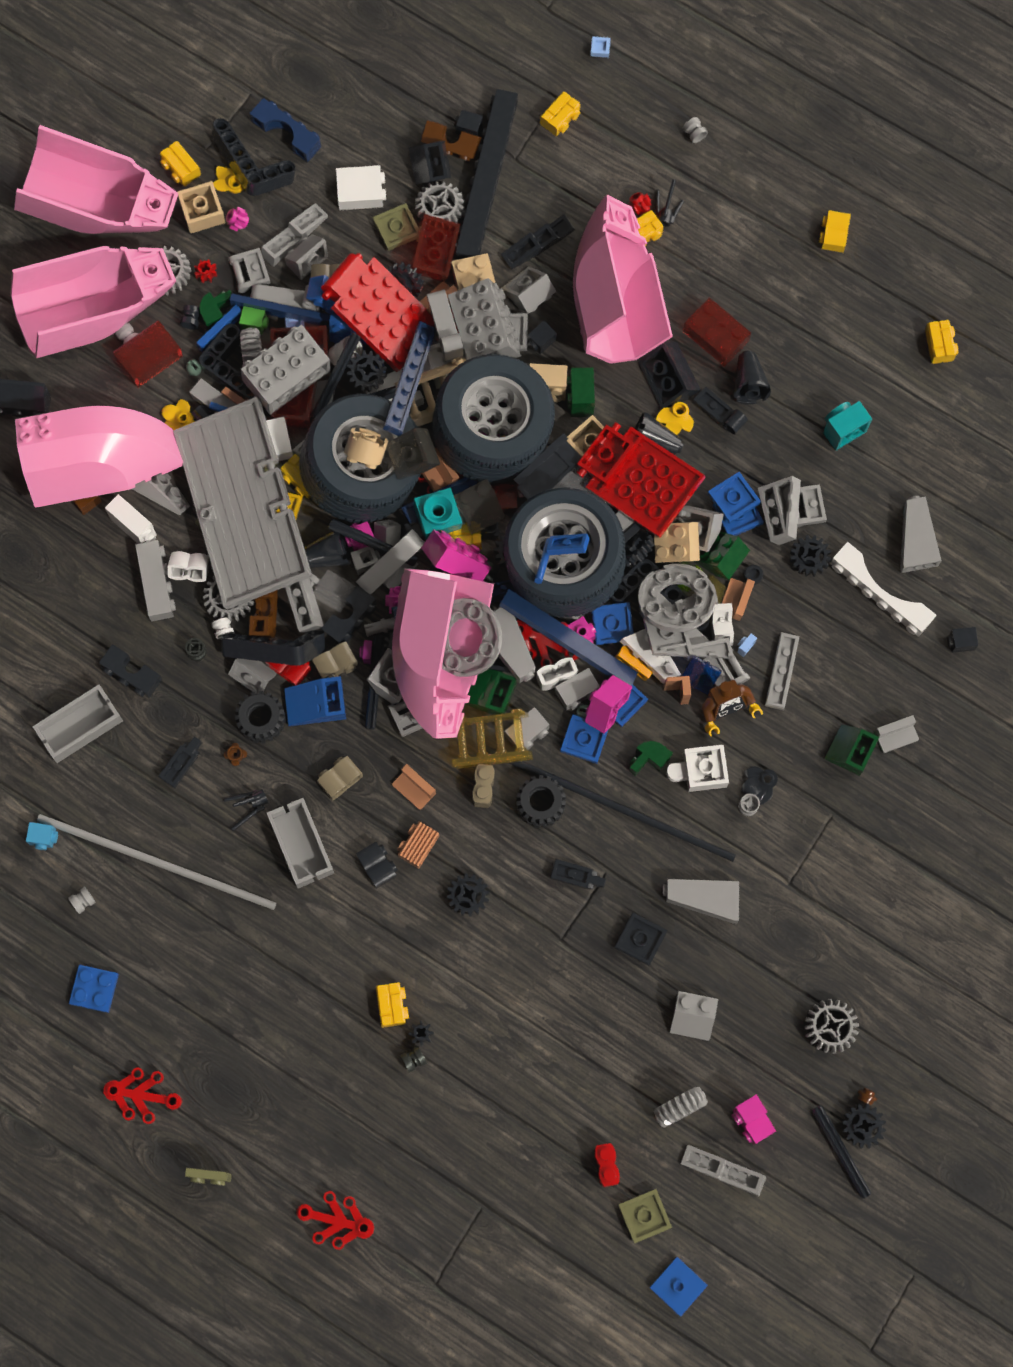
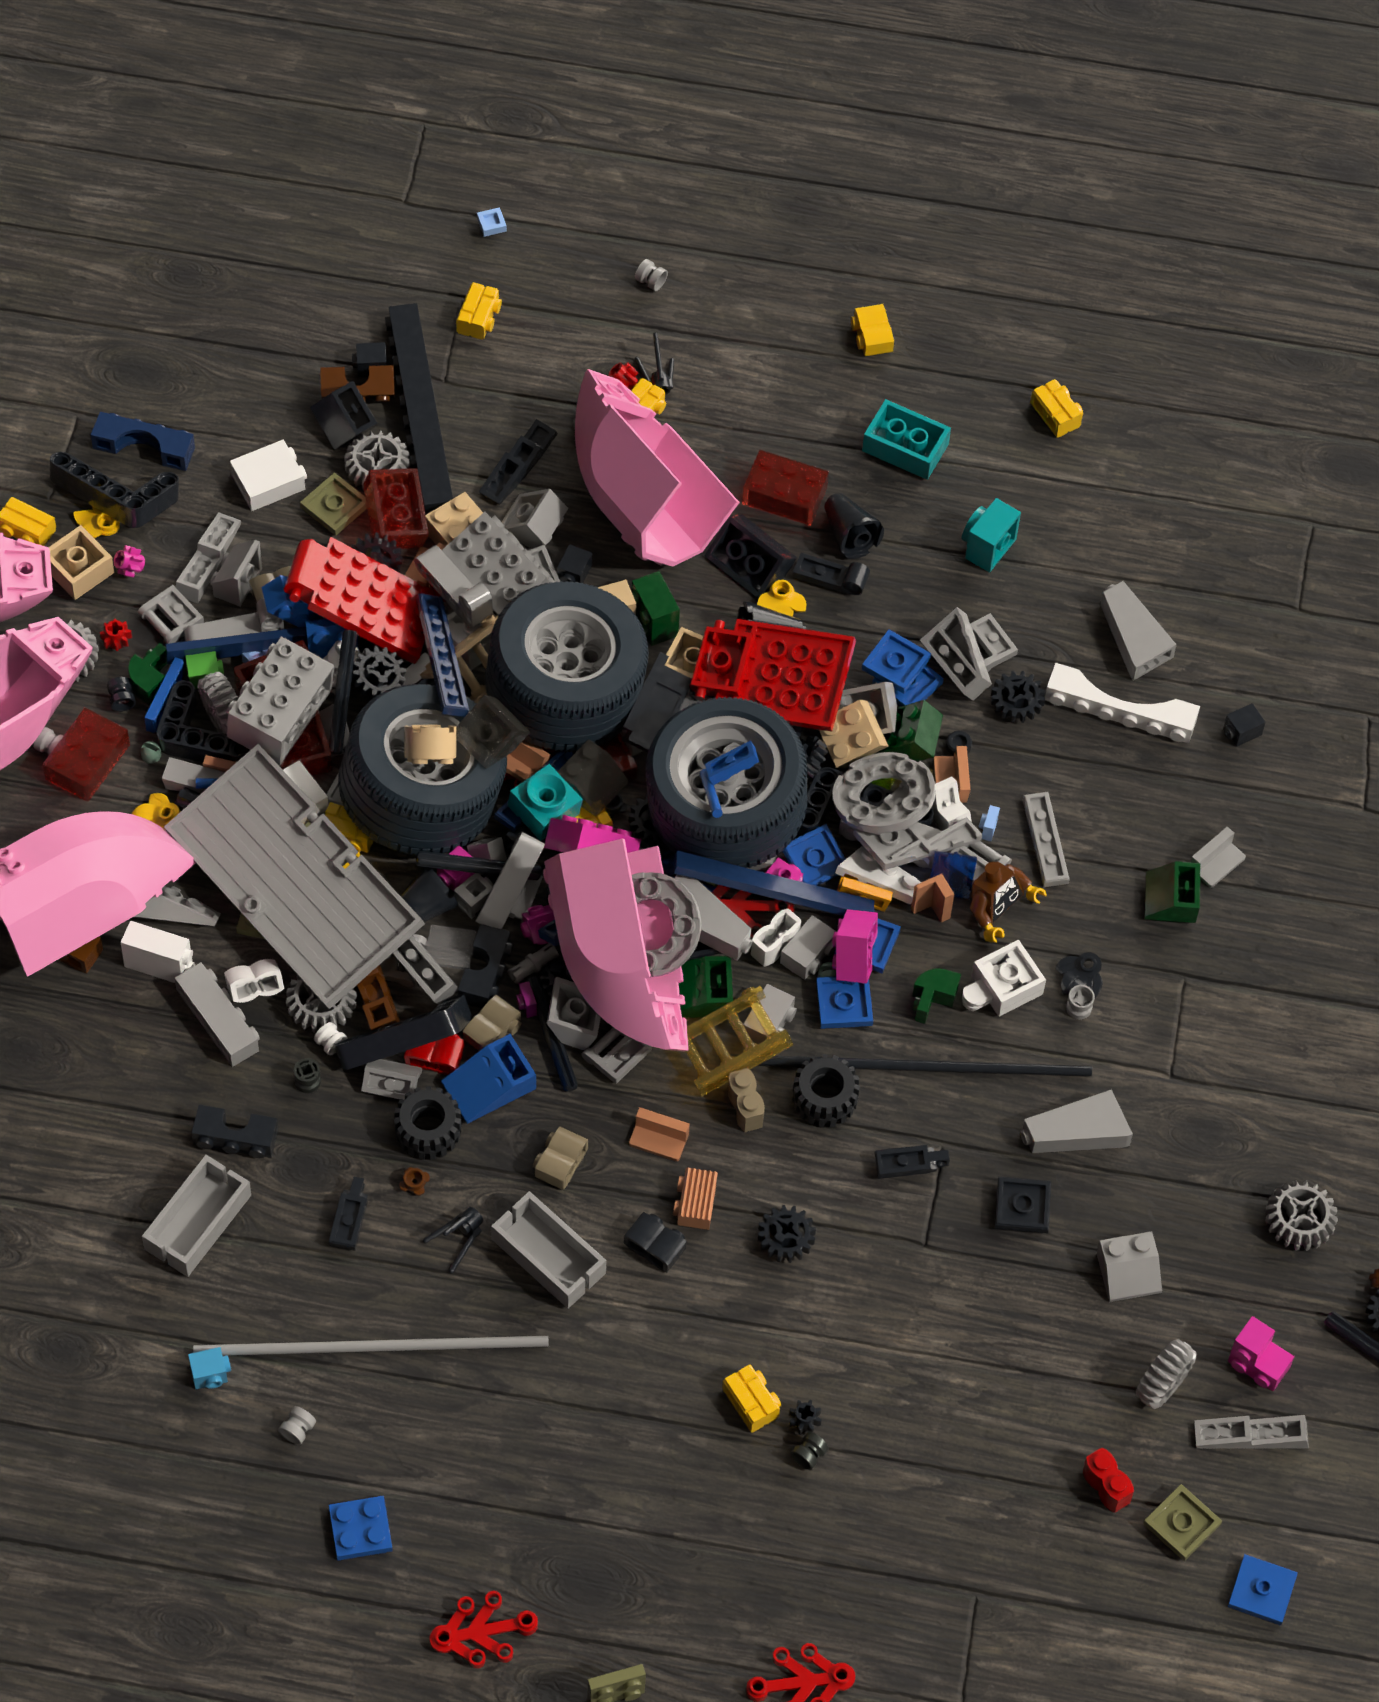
camera: 25 degrees left, 15 degrees down
(819, 327) = (906, 439): none -> teal brick

